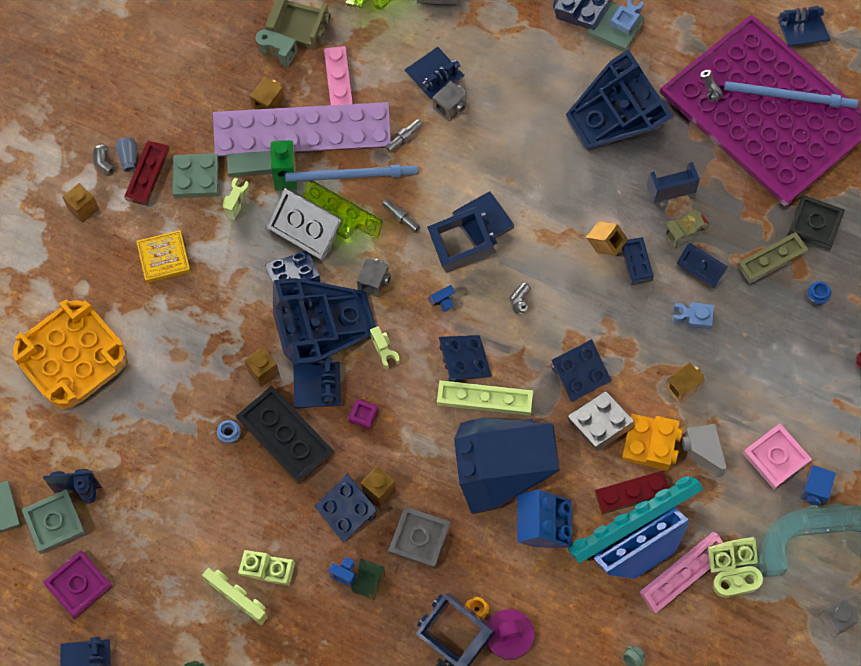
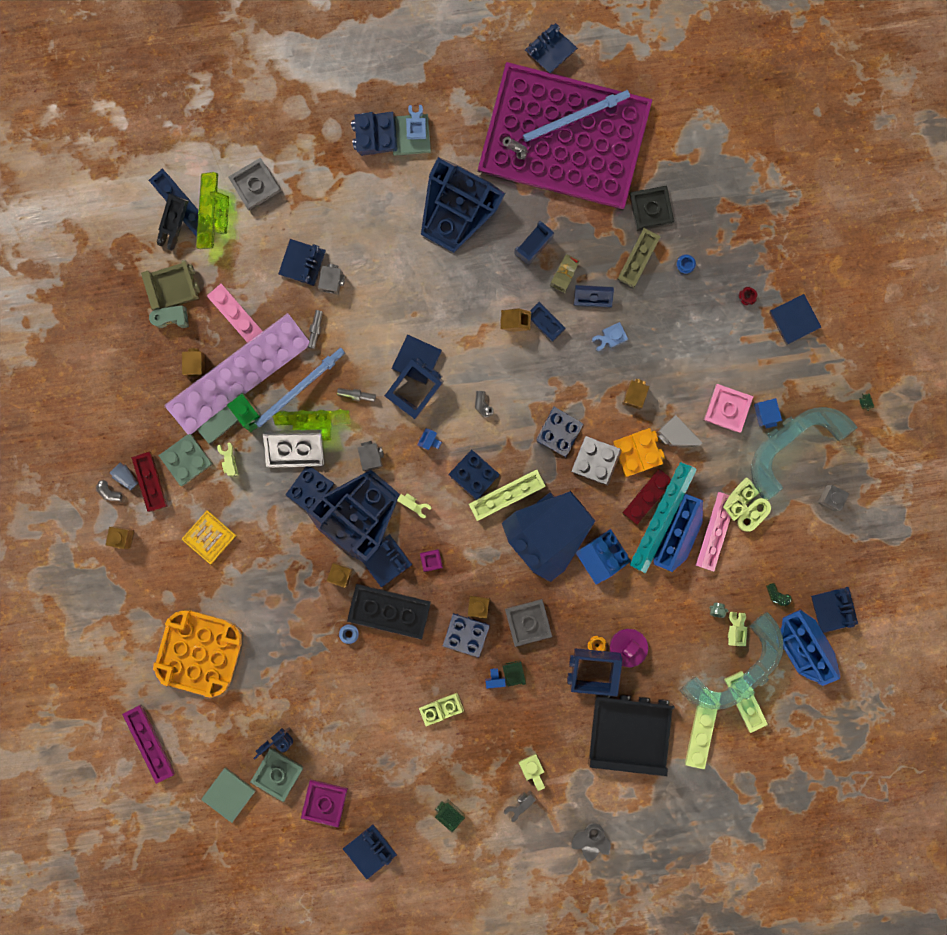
camera: 35 degrees left, 20 degrees up
(236, 595) = (435, 742): yellowish green plate -> none

